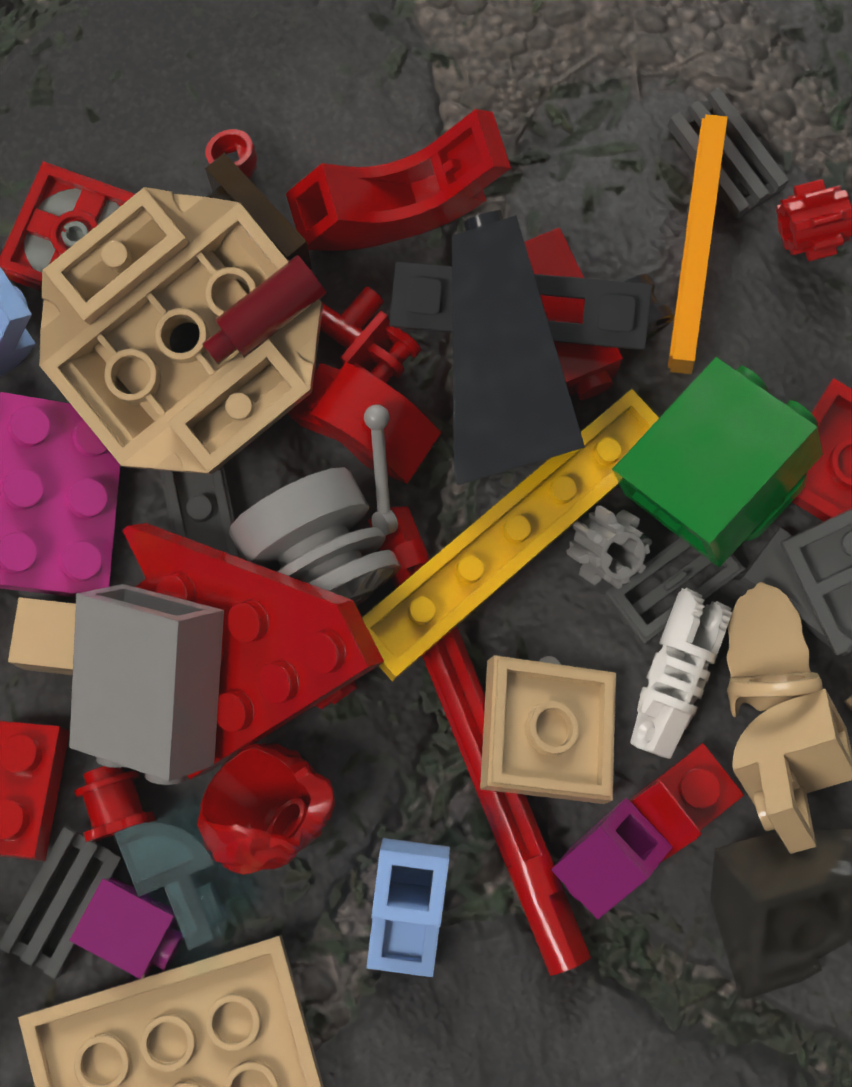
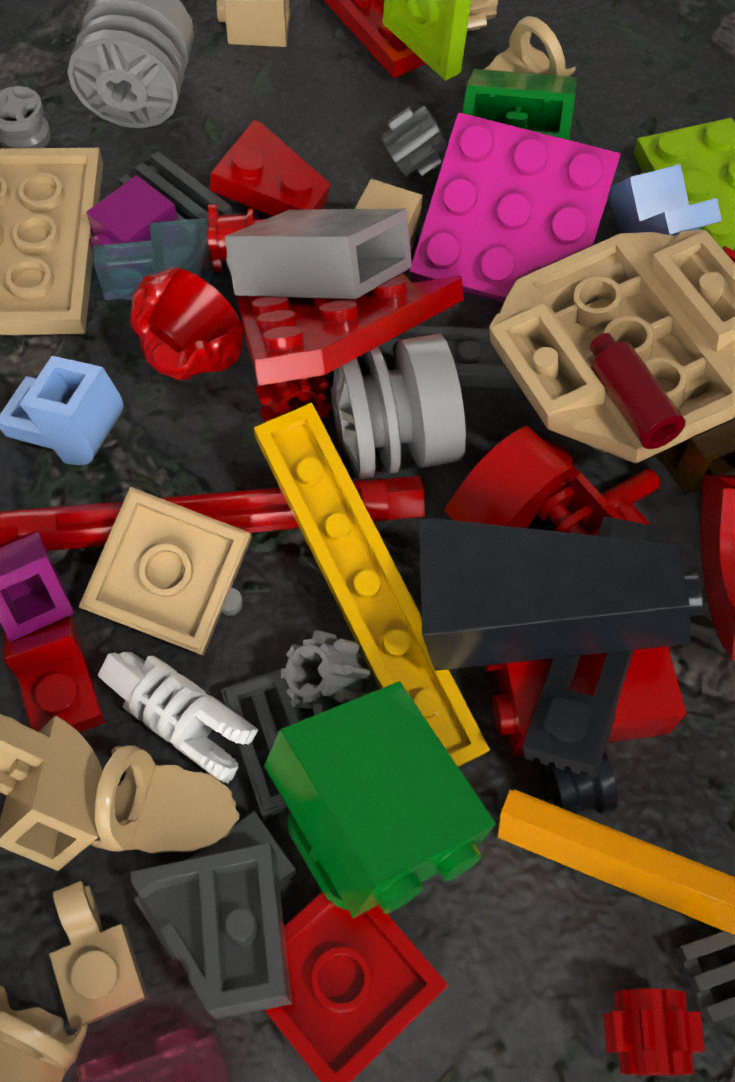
camera: 105 degrees right, 15 degrees down
(377, 418) = (504, 464): light grey hinge -> none

